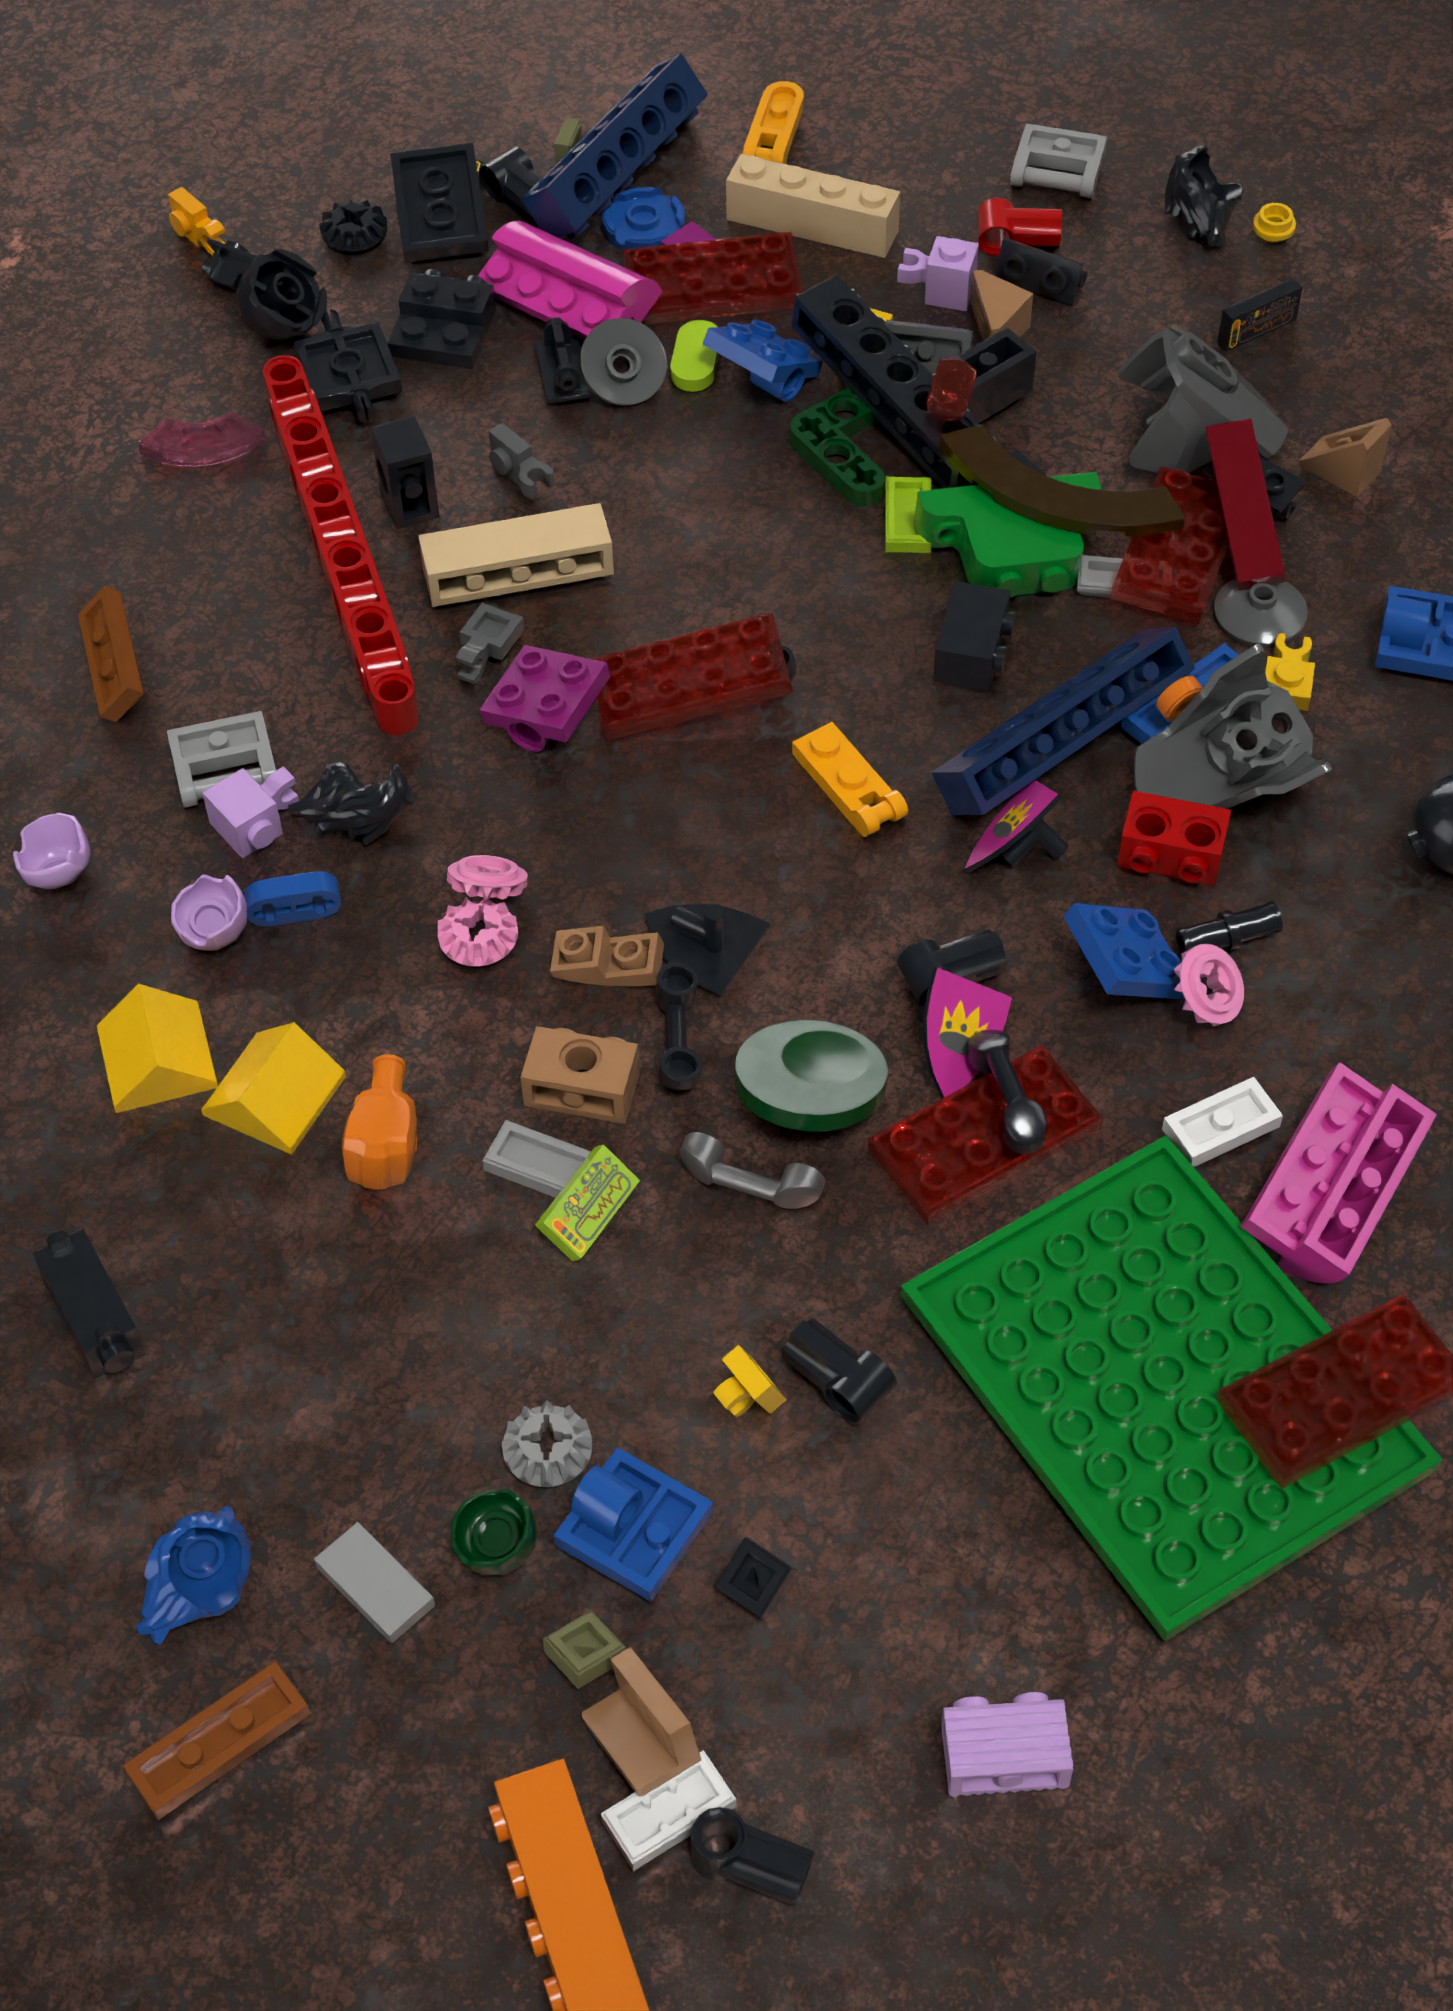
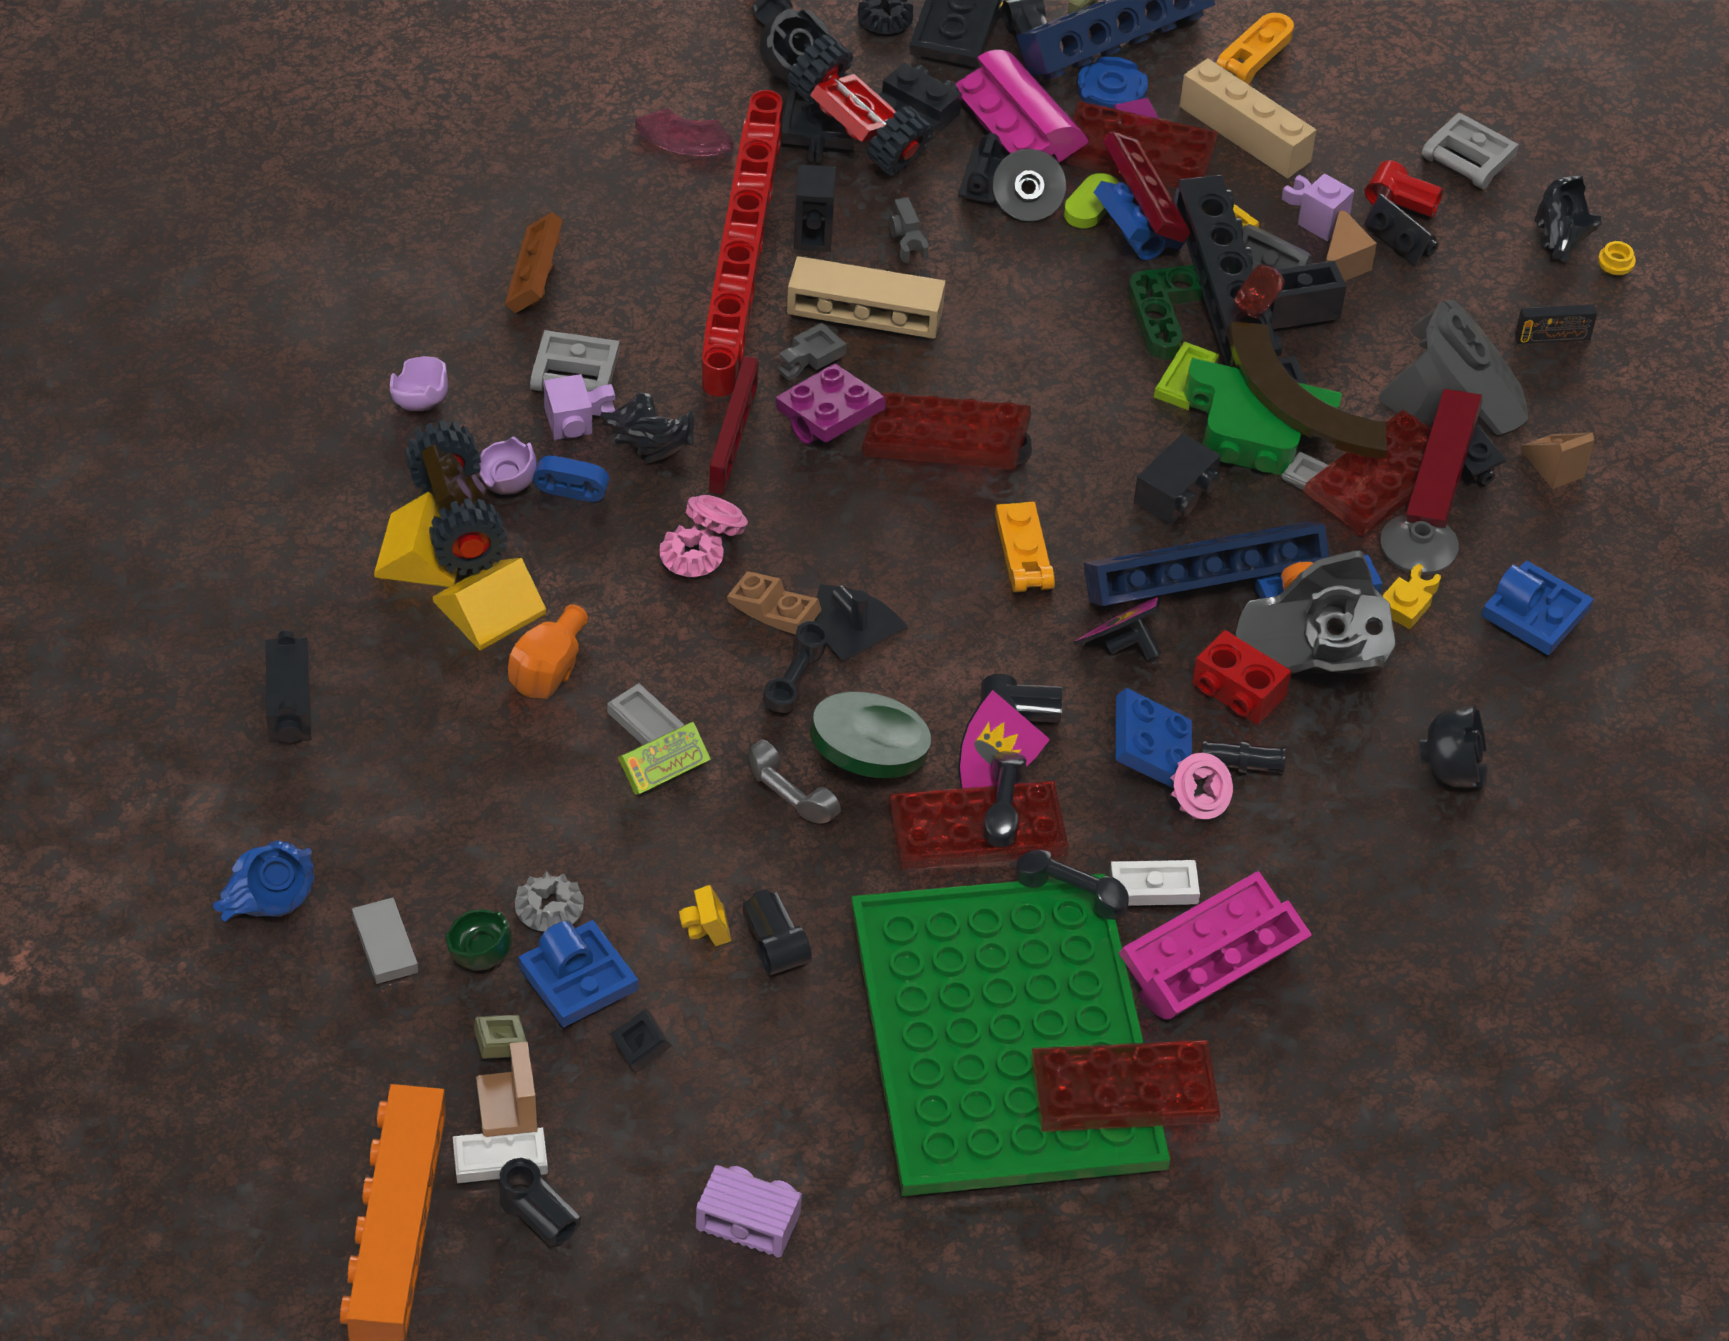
camera: 20 degrees right, 5 degrees down
(214, 1010) = (468, 528): none -> black plate
(216, 1740) = (229, 991): dark orange plate -> none
(381, 336) = (864, 114): none -> plate
(447, 762) = (733, 425): none -> dark red tile
(599, 1093) = (707, 672): medium nougat brick -> none
(758, 317) = (1147, 186): none -> dark red tile
(1192, 1161) = (1110, 894): none -> black bar

